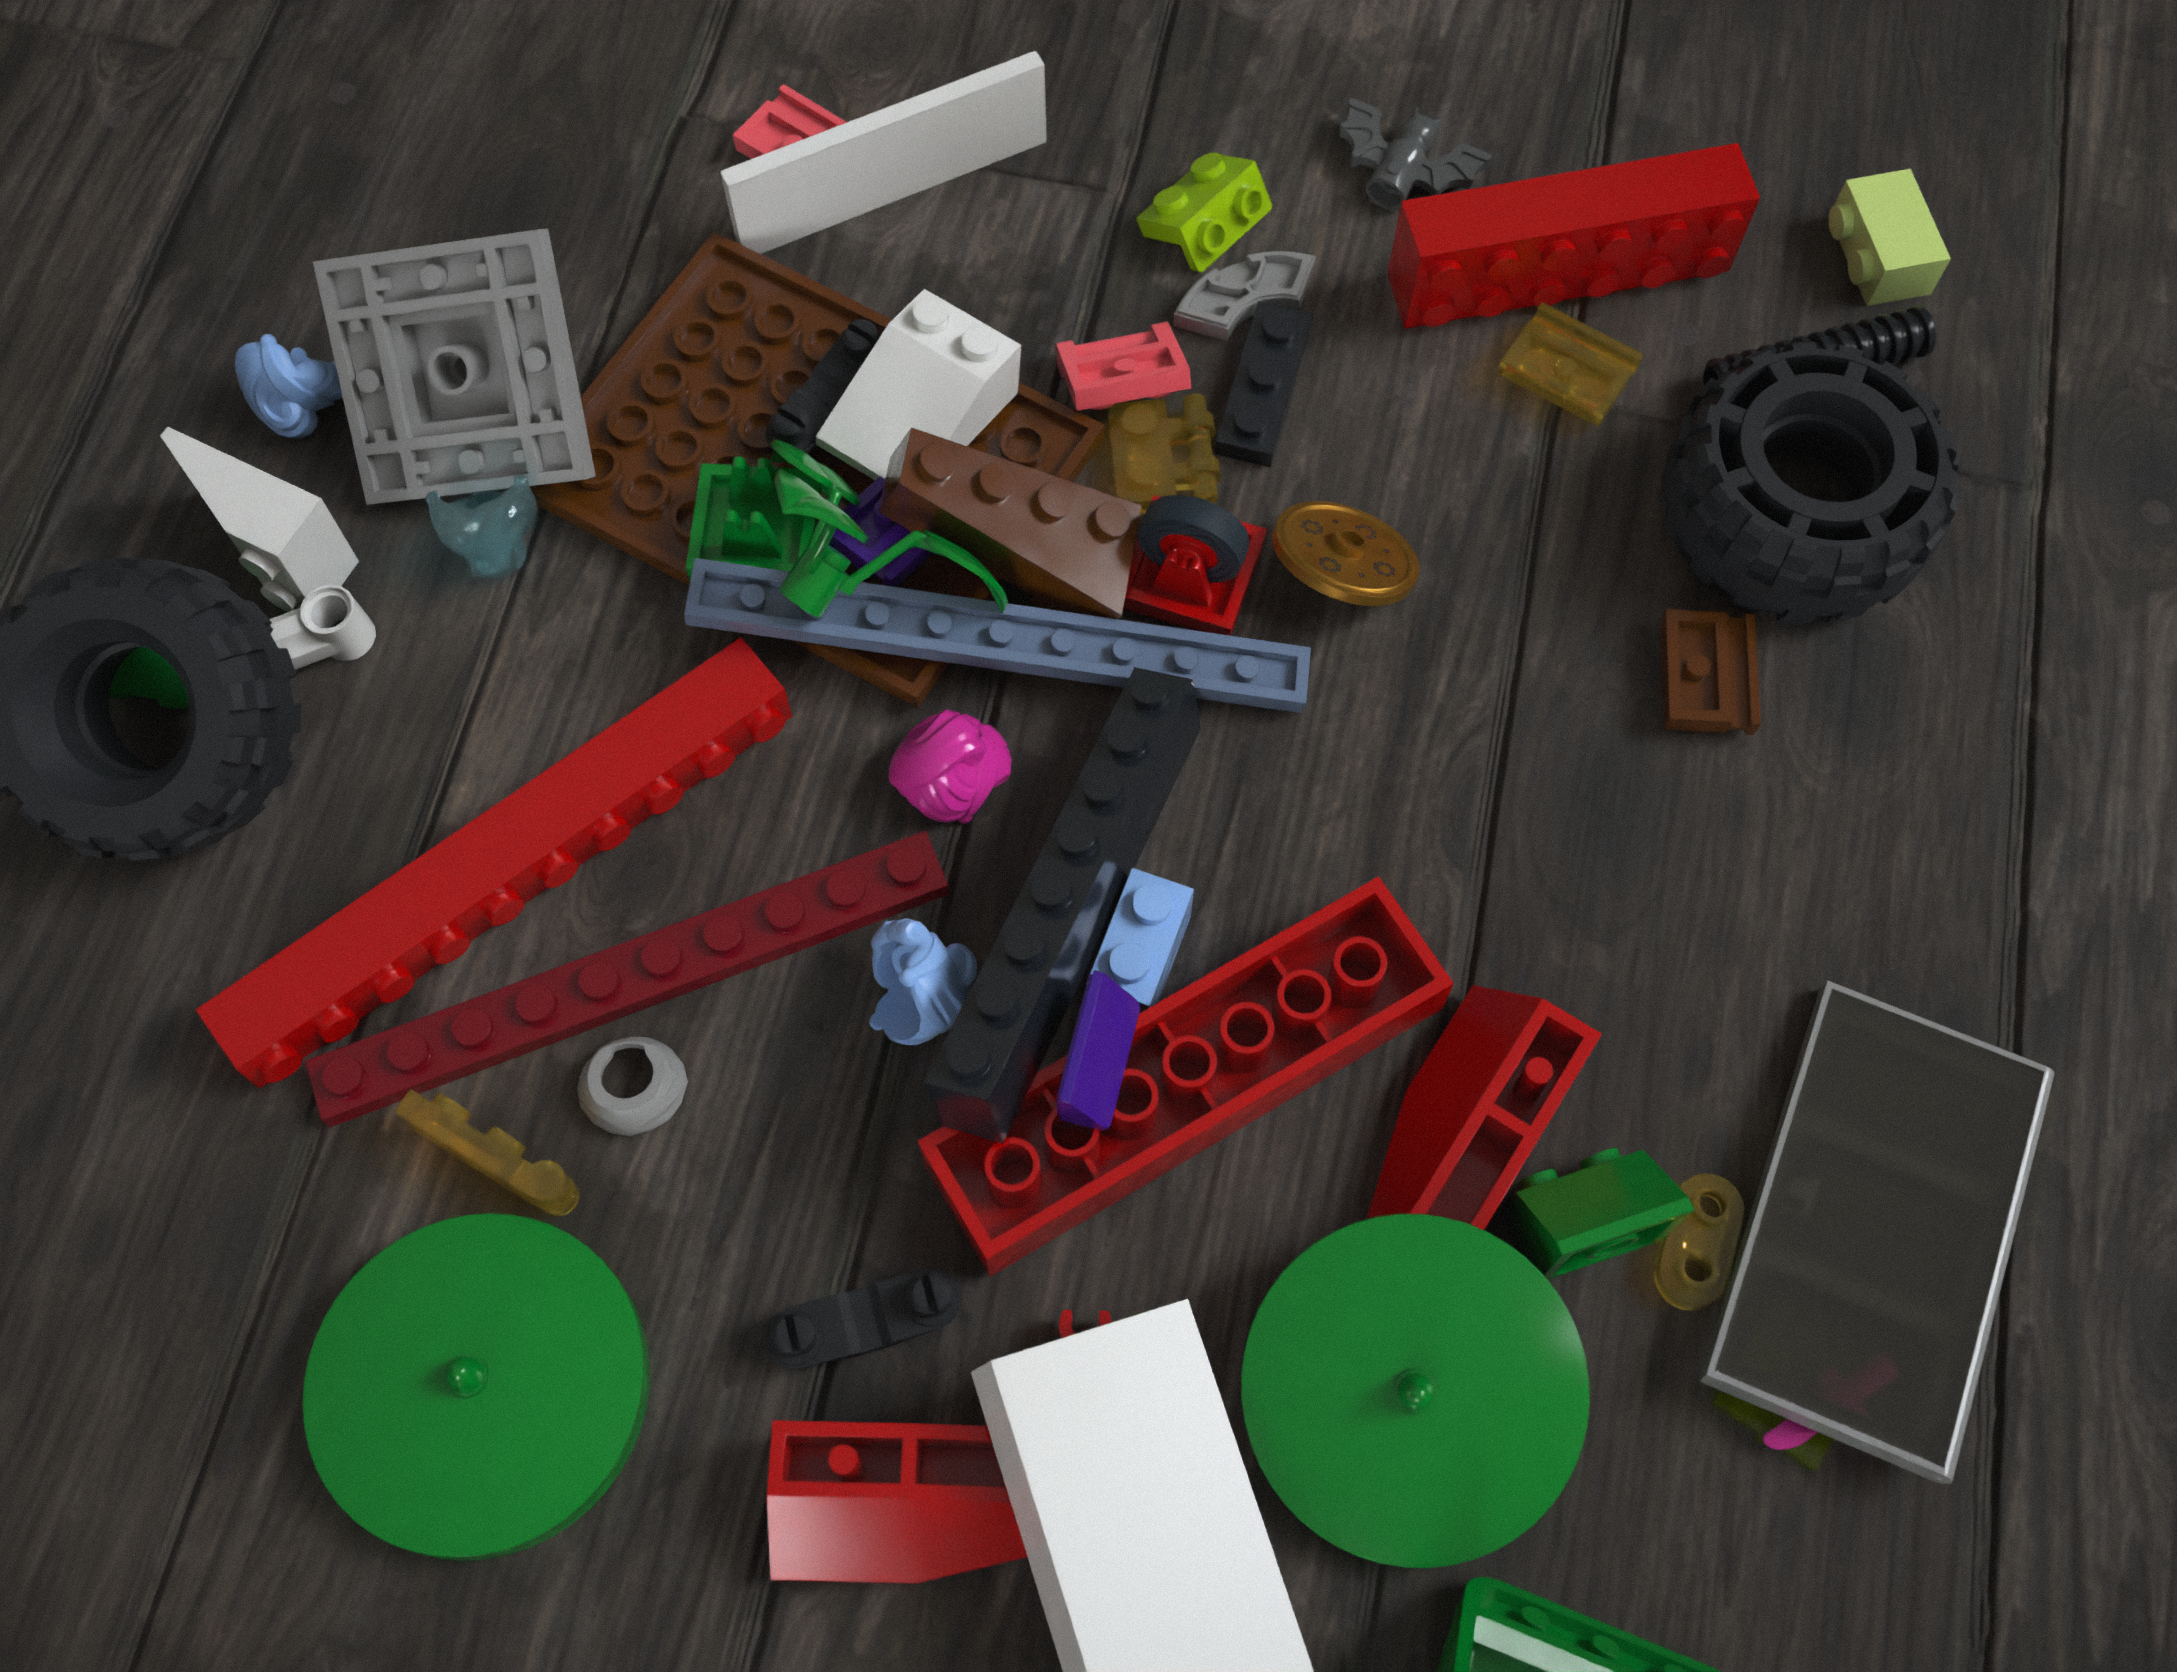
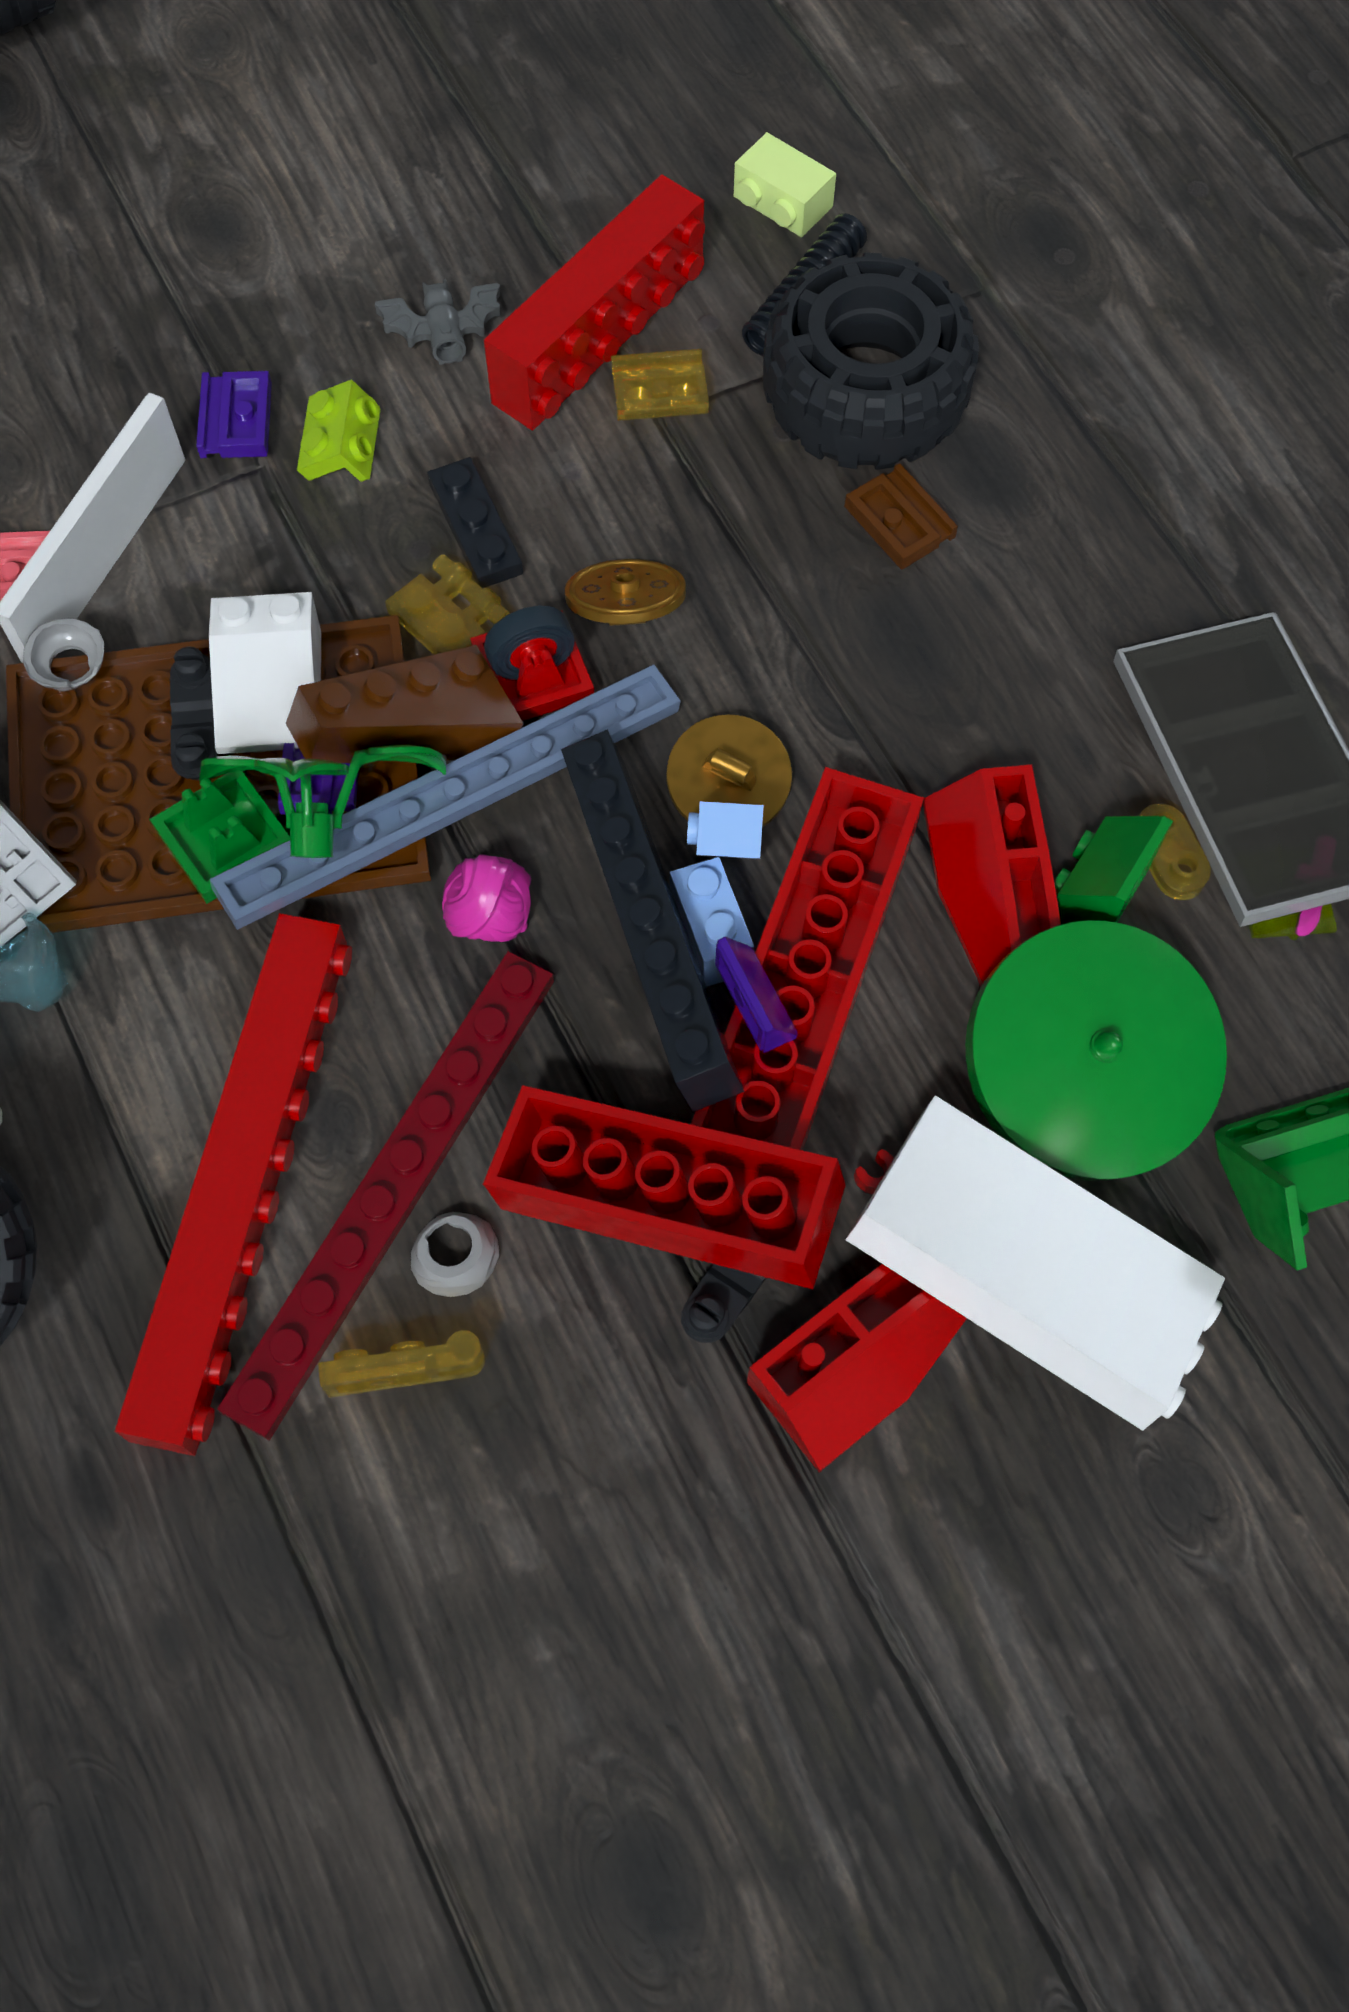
camera: 40 degrees left, 0 degrees up
(476, 1387) = (524, 1514): green container -> none
(762, 234) = (60, 636): none -> light grey piece
(856, 1182) = (667, 1185): none -> red brick
(922, 981) = (590, 1041): light blue hair -> none
(1123, 125) = (234, 414): none -> dark purple plate
(1123, 368) = (377, 570): coral plate -> none
(1225, 869) = (726, 830): none -> light blue brick
(1230, 296) = (404, 475): light grey tile -> none
(1293, 814) = (729, 763): none -> pearl gold shield

